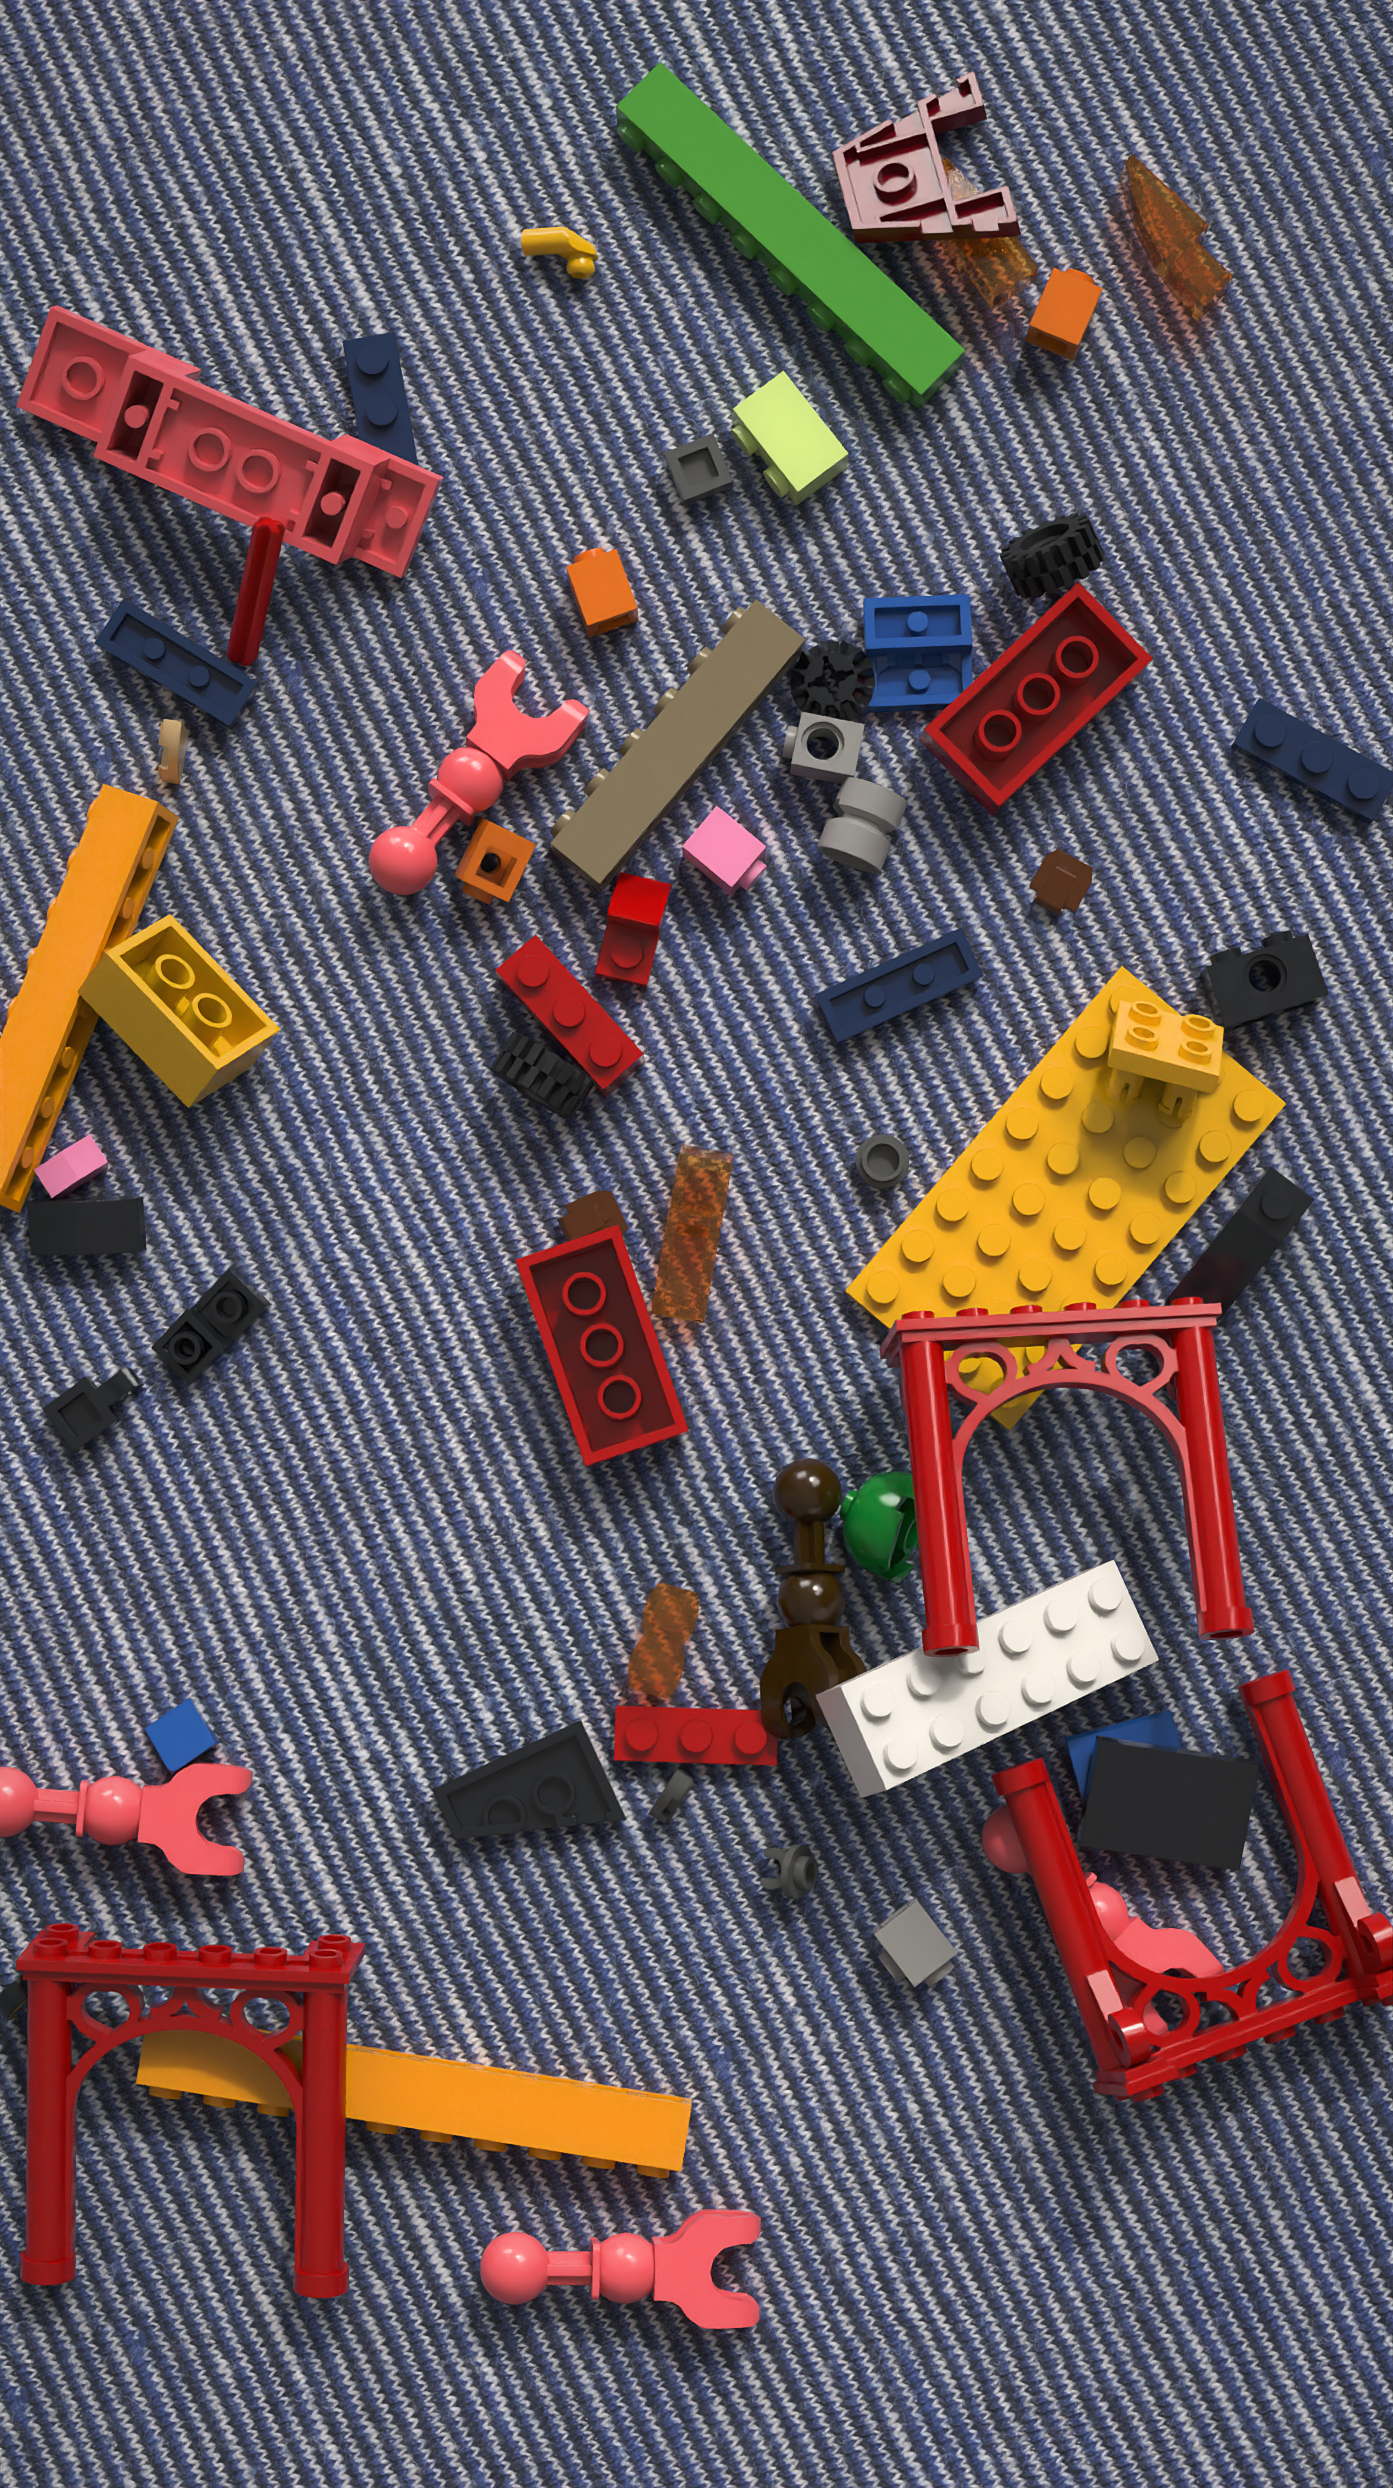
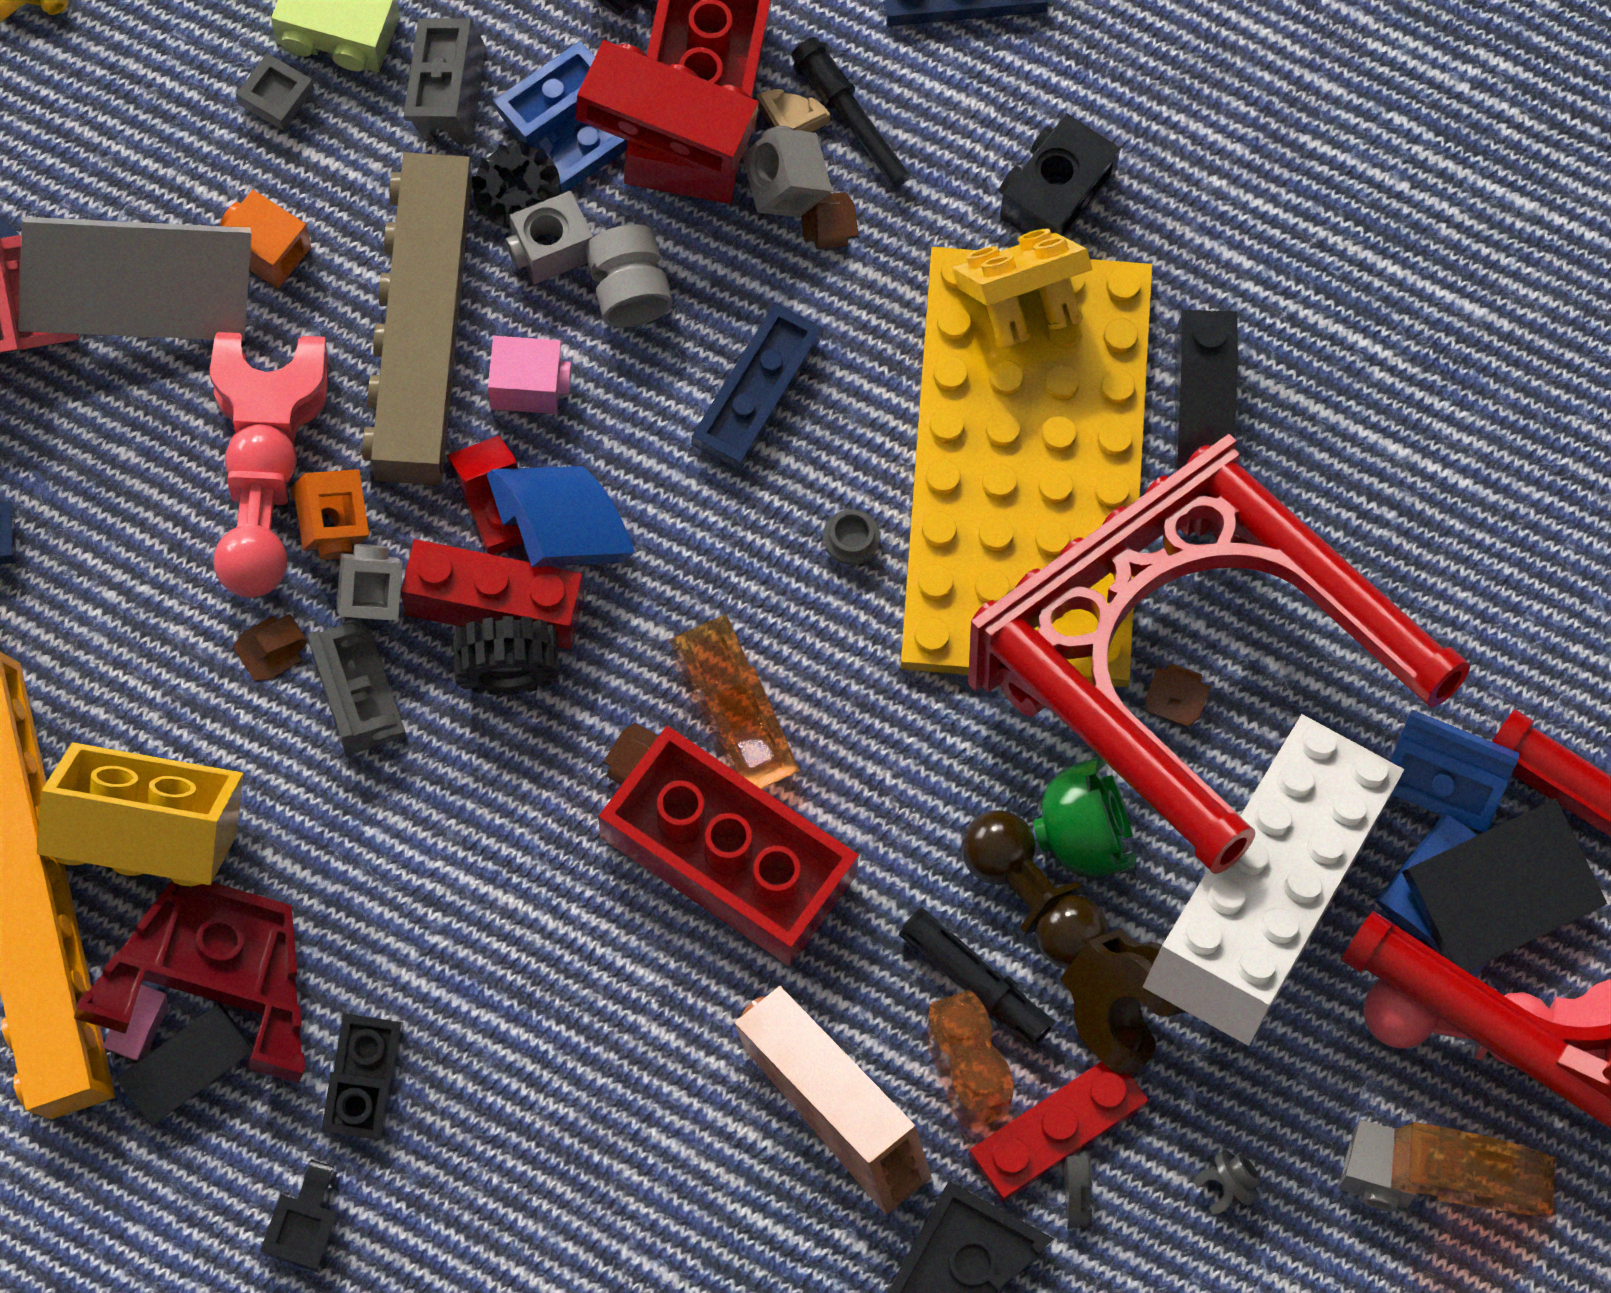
camera: 40 degrees left, 15 degrees down
(168, 1153) = (217, 948): none -> dark red wing
(378, 934) = (276, 641): none -> reddish brown piece
(416, 1016) = (356, 687): none -> dark grey hinge
(470, 563) = (132, 278): none -> light grey tile
(479, 944) = (369, 583): none -> light grey brick
(540, 1595) = (835, 1099): none -> slope
(665, 990) = (561, 515): none -> blue slope
(718, 1579) = (972, 973): none -> black pin
(838, 553) = (445, 78): none -> dark grey hinge
(973, 1999) = (1473, 1170): none -> clear orange slope
(980, 716) = (667, 109): none -> red brick
(1037, 1468) = (1177, 694): none -> reddish brown piece
(1050, 823) = (786, 172): none -> light grey brick
(1096, 772) = (792, 110): none -> tan tile
(1144, 778) = (836, 91): none -> black pin
(1199, 1684) = (1451, 770): none -> blue plate

